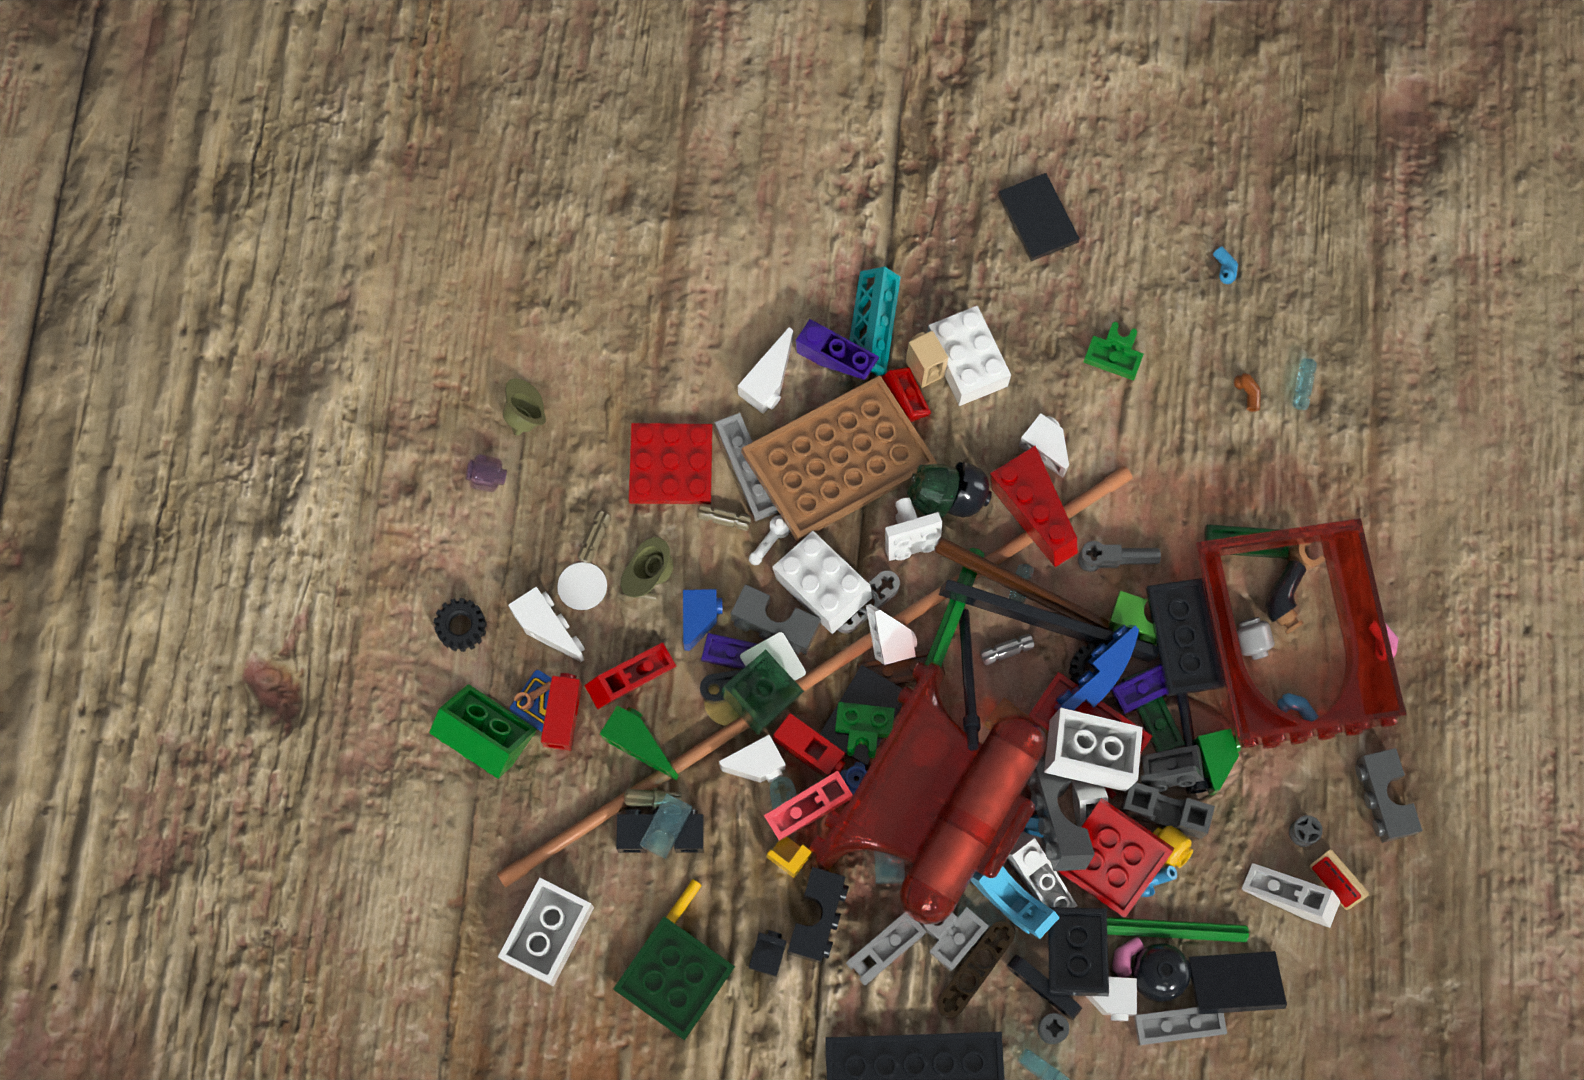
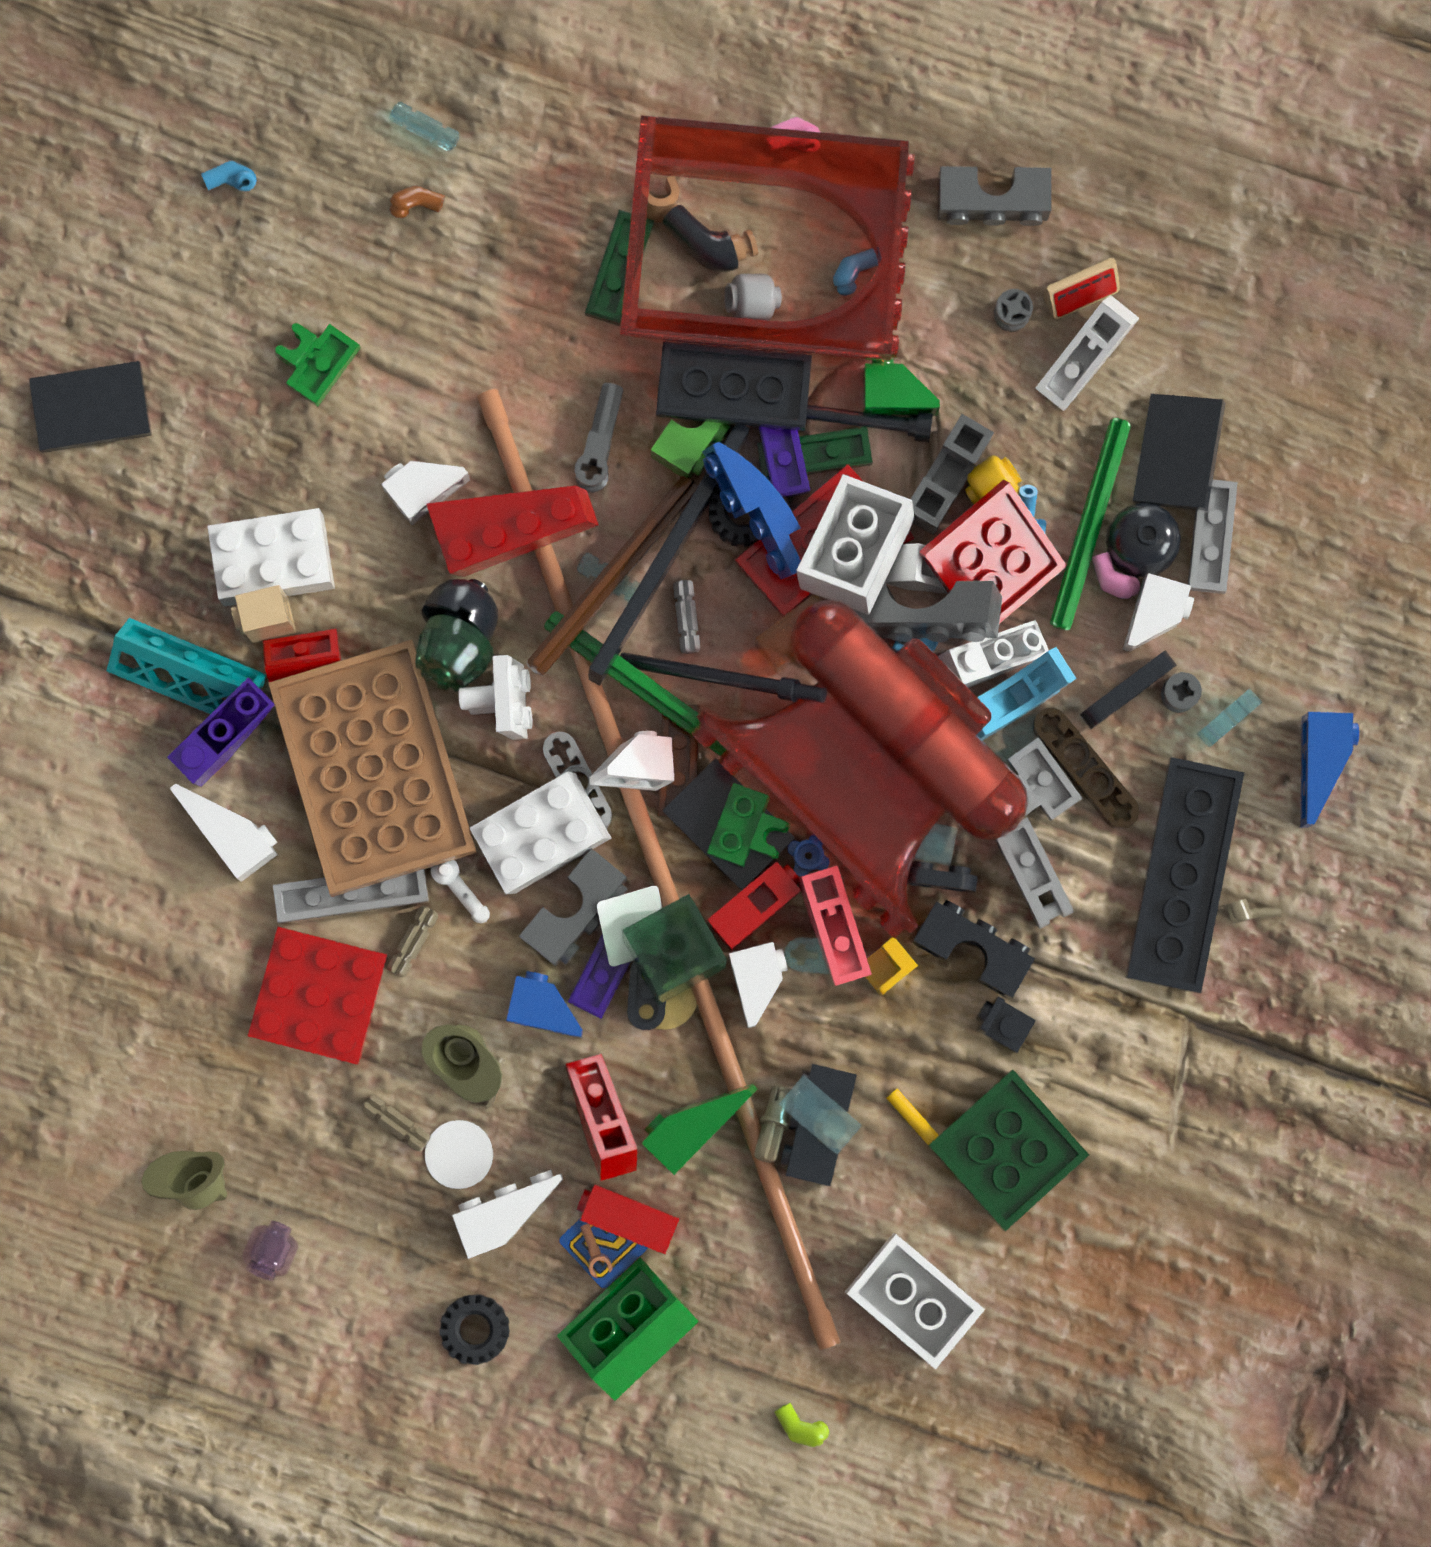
camera: 80 degrees left, 10 degrees up
(434, 872) = (799, 1431): none -> lime arm
(866, 890) = (956, 879): none -> black plate
(1078, 952) = (1100, 634): black tile -> none
(1172, 768) = (896, 451): dark grey bracket -> none

